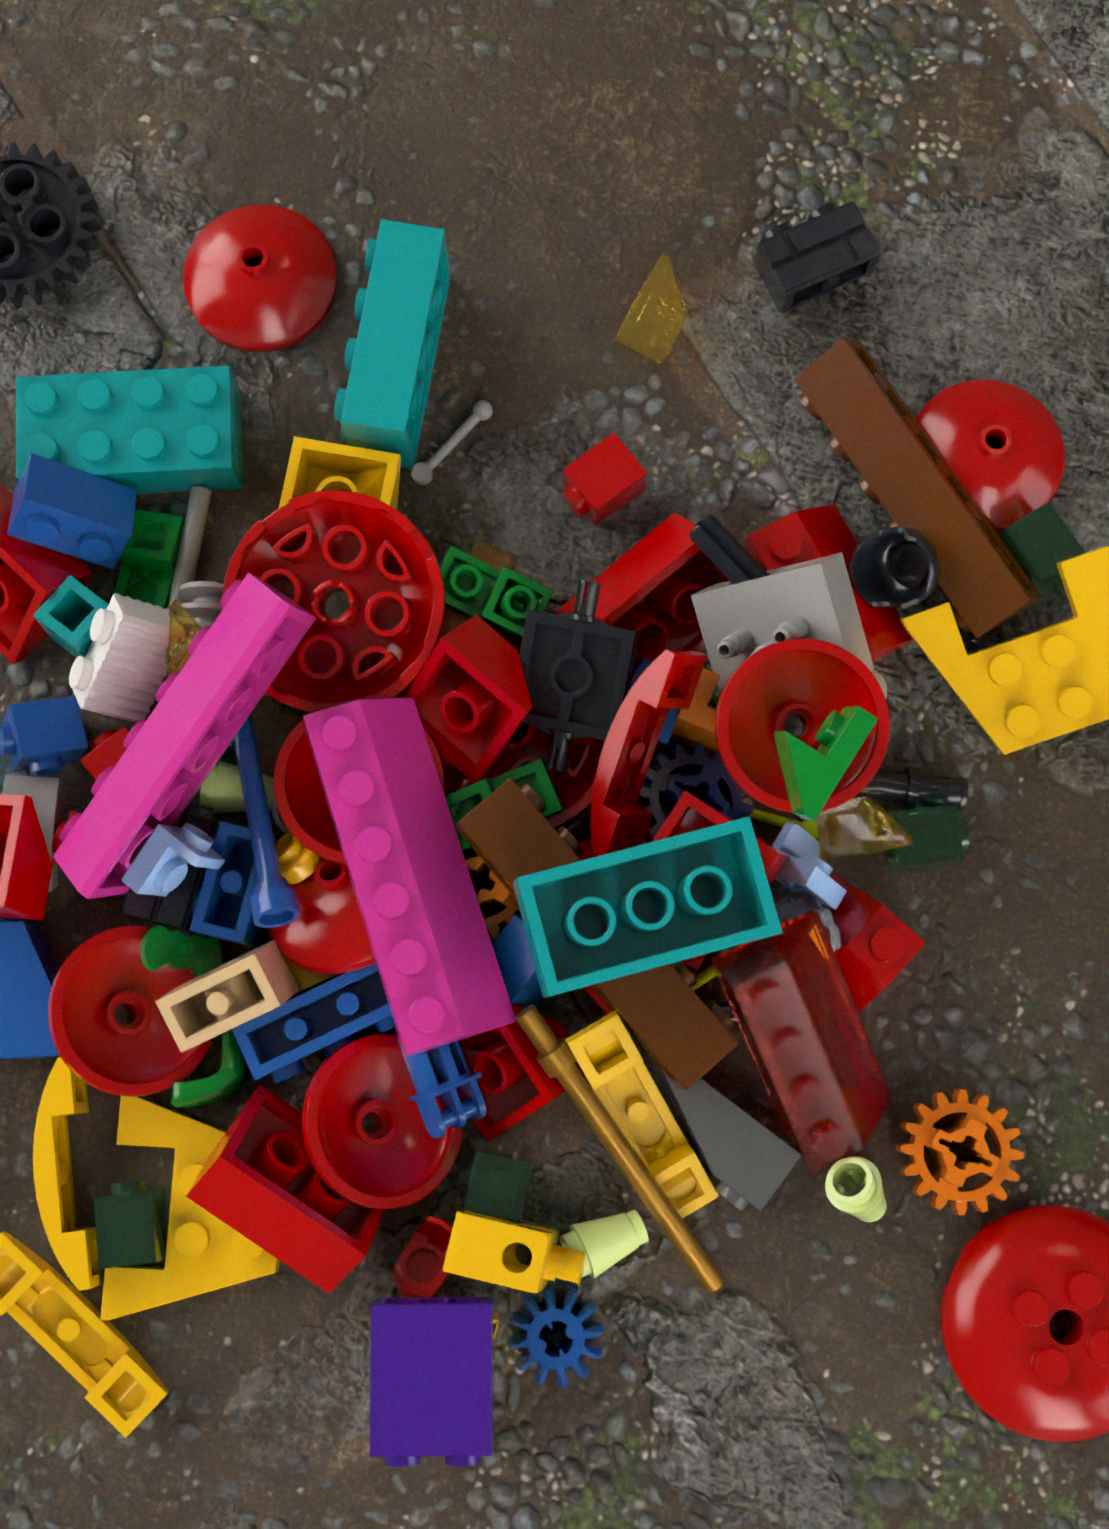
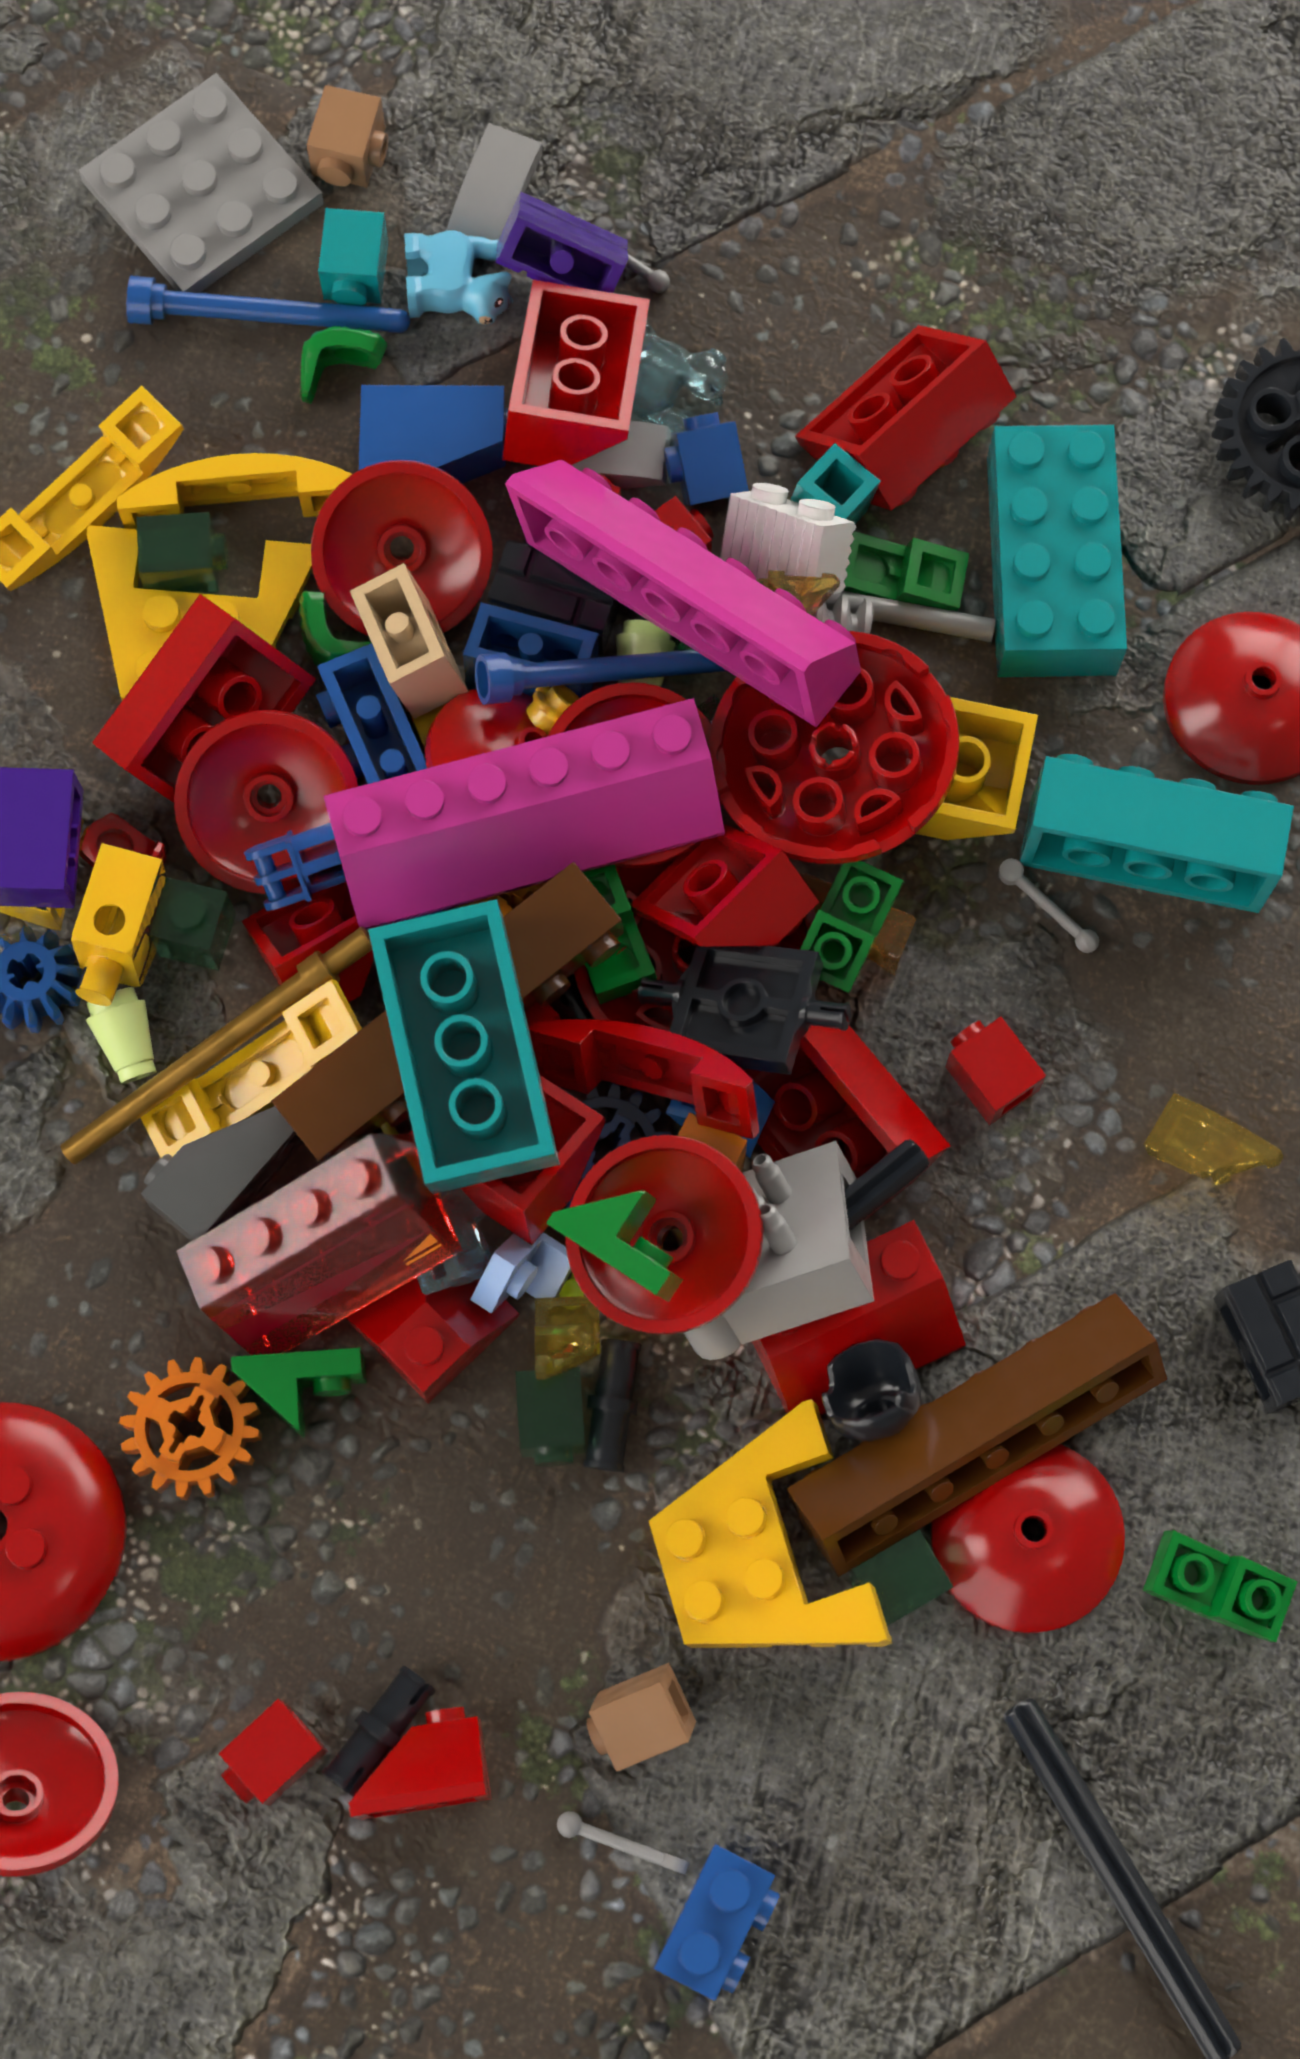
camera: 90 degrees right, 5 degrees down
(72, 511) = (954, 484): blue brick -> none
(165, 858) = (556, 577): light blue bracket -> none
(179, 951) = (467, 590): green piece -> none
(856, 1188) = (155, 1303): yellowish green cone -> none
(909, 1077) = (282, 1376): none -> green slope
(1016, 307) = (1220, 1586): none -> green slope

